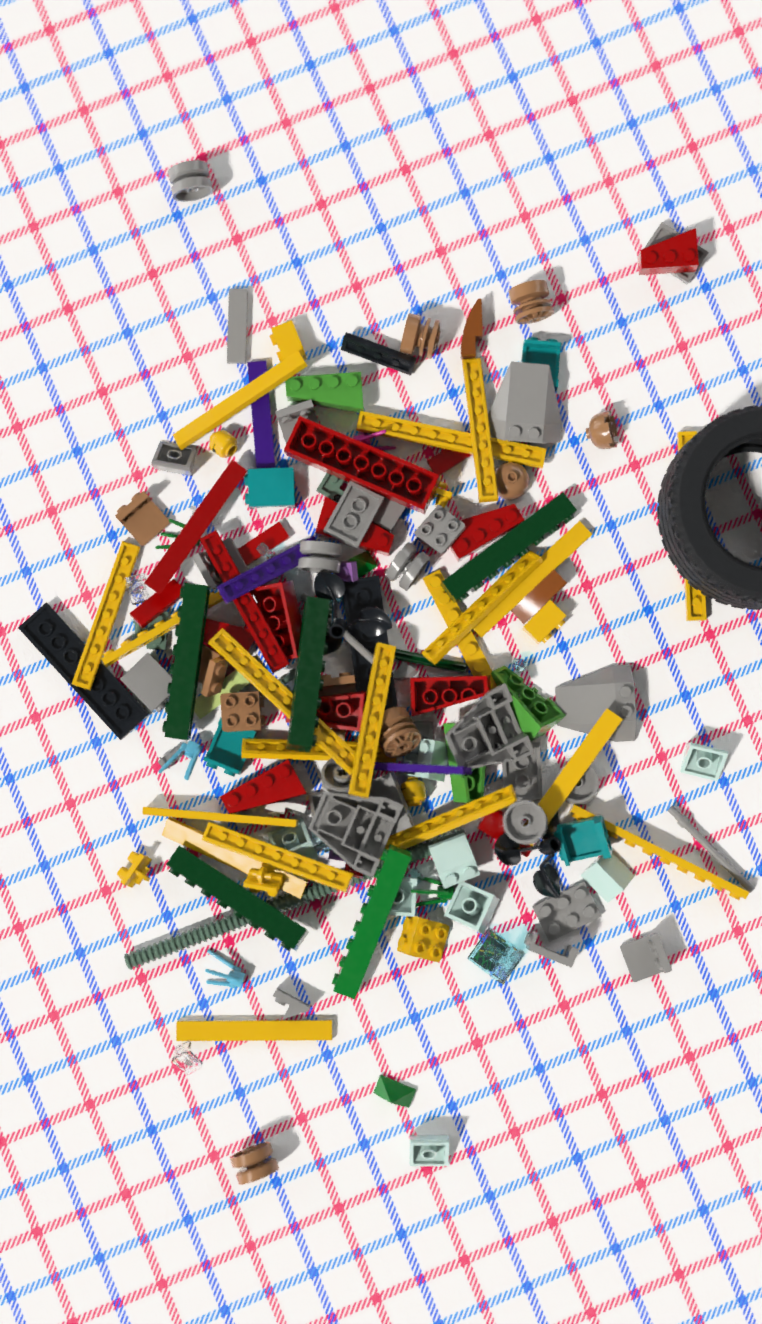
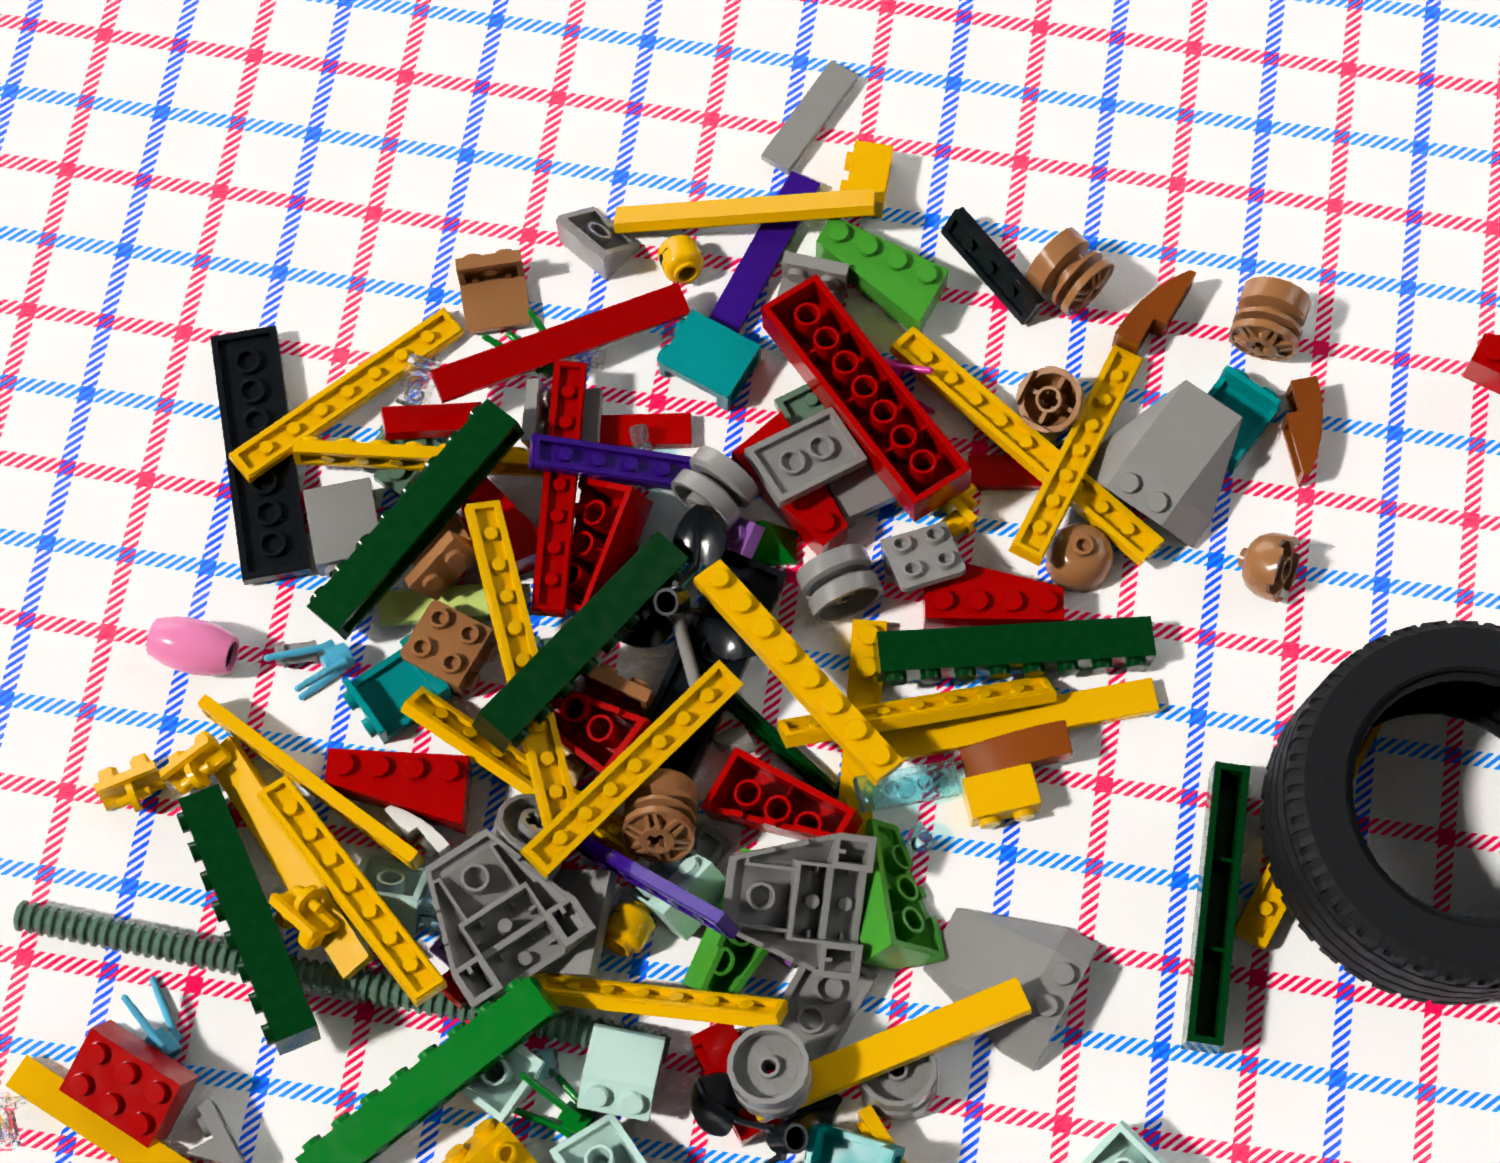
camera: 30 degrees right, 15 degrees down
(119, 787) = (192, 646): none -> bright pink piece
(162, 843) = (196, 764): none -> yellow hips
(234, 1005) = (129, 1083): none -> red brick
(417, 624) = (798, 672): none -> yellow plate
(451, 410) = (1050, 399): none -> medium nougat cylinder
(499, 645) = (908, 786): none -> clear light blue plate
(578, 348) = (1303, 425): none -> dark orange slope
(673, 614) = (1215, 908): none -> dark green brick

